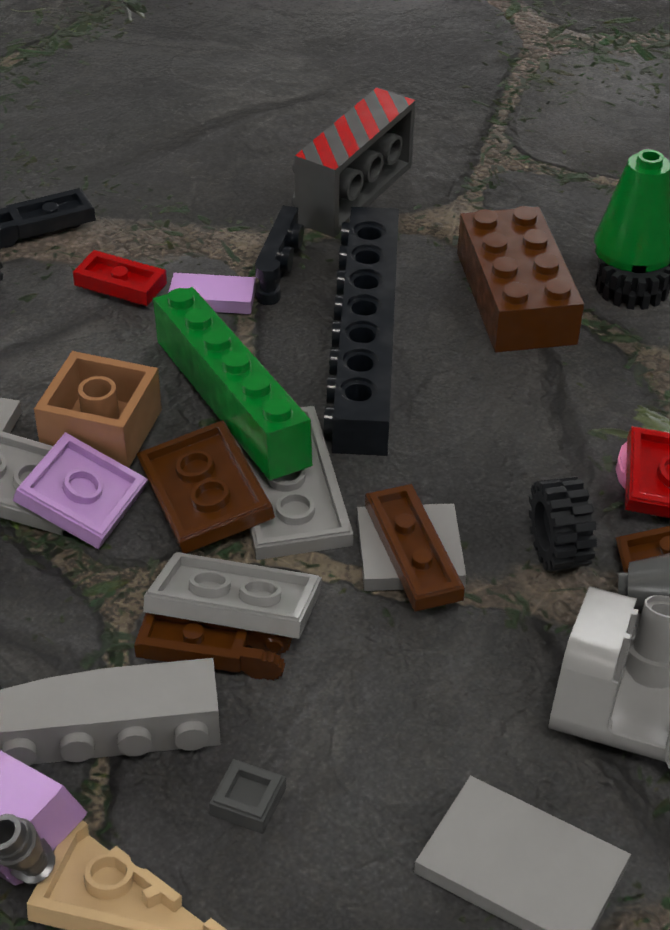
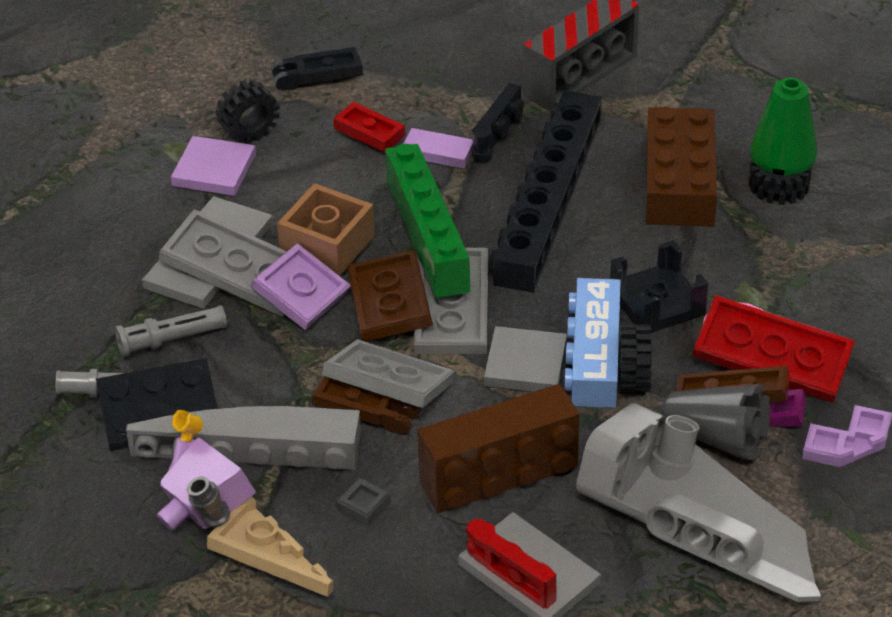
camera: 15 degrees right, 0 degrees up
(414, 548) = (523, 354): reddish brown tile -> none
(426, 684) = (498, 448): none -> reddish brown brick
(497, 512) = (595, 343): none -> light blue brick
(506, 866) = (511, 564): none -> red hinge
(547, 434) = (661, 293): none -> black panel

